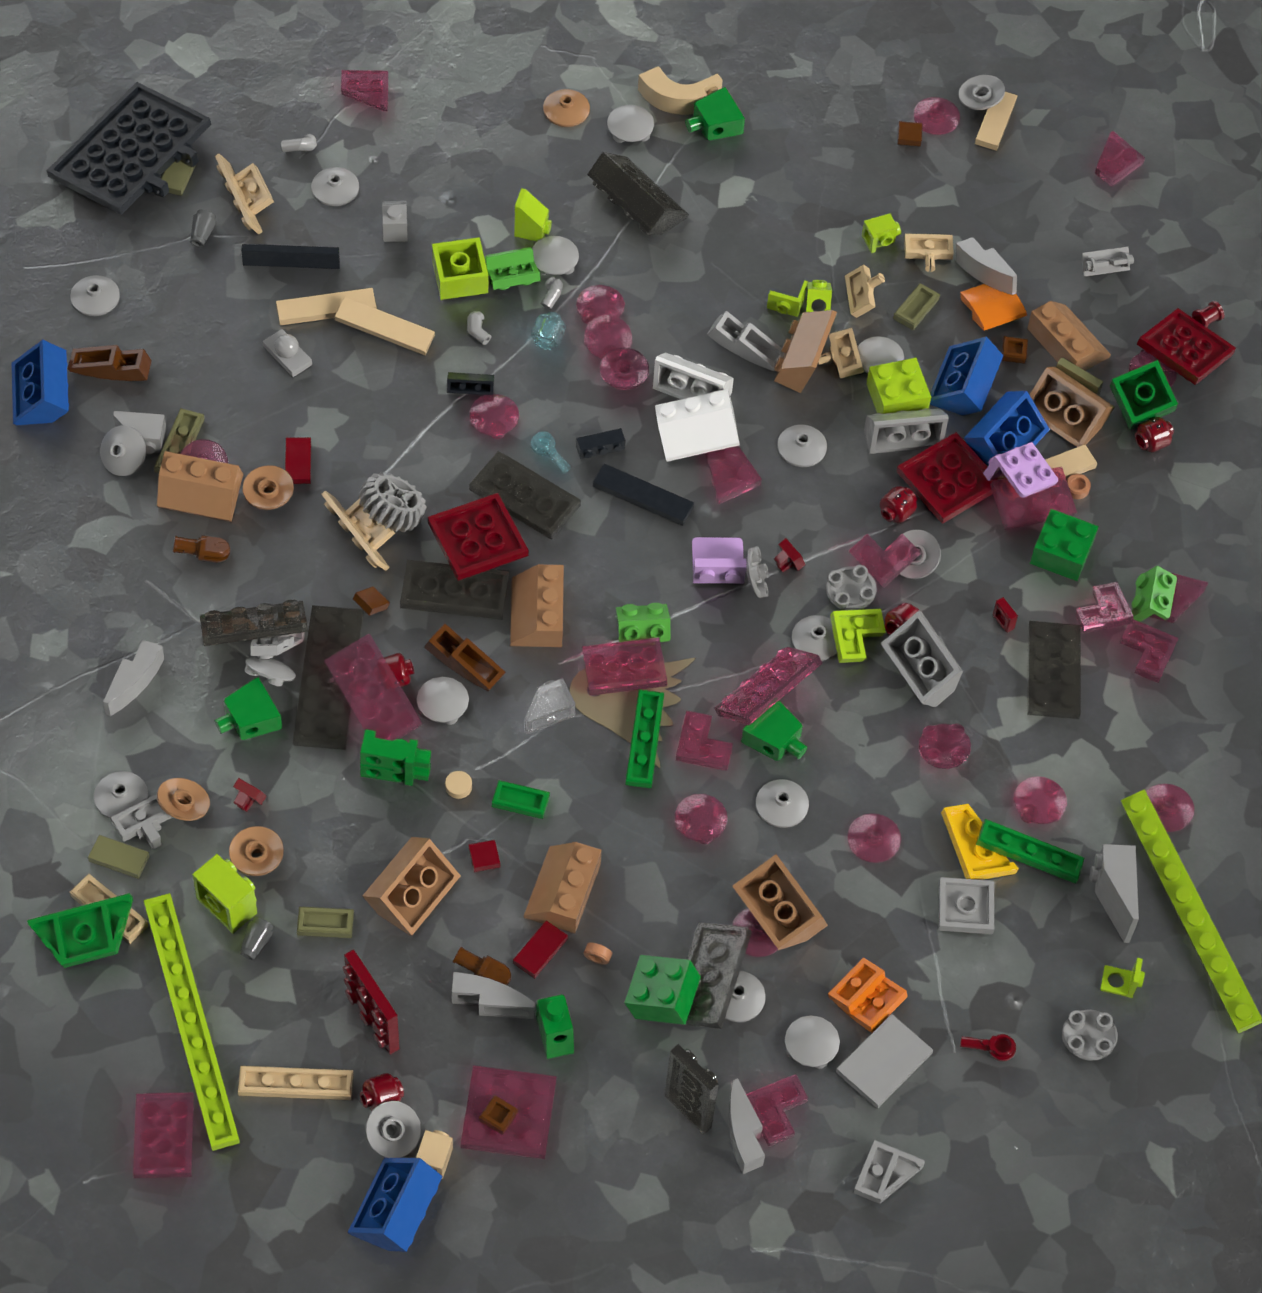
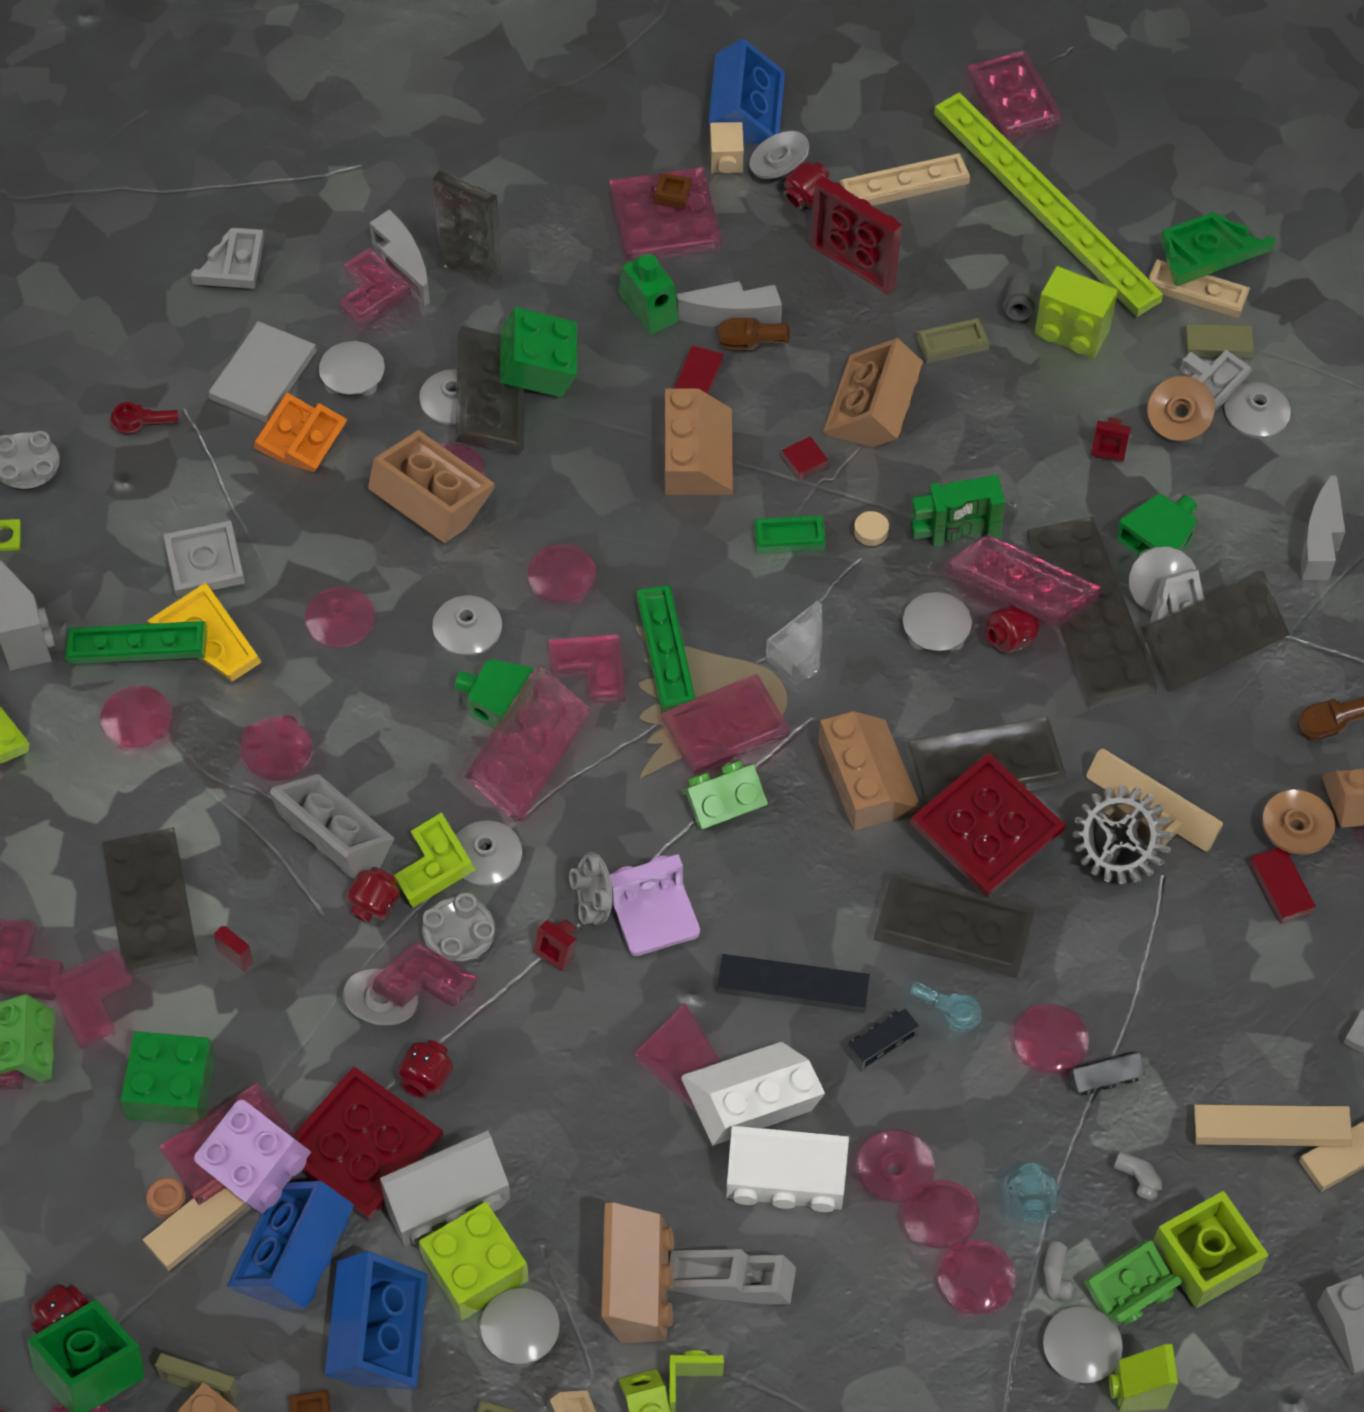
camera: 165 degrees right, 0 degrees up
(252, 841) = (1068, 370): medium nougat dish -> none
(371, 600) = (1086, 714): reddish brown tile -> none
(464, 658) = (934, 675): reddish brown slope -> none
(597, 953) = (628, 383): nougat tile -> none
(802, 453) = (596, 1155): light grey dish -> none
(843, 353) = (574, 1307): tan plate -> none
(1069, 406) = (203, 1322): medium nougat slope -> none

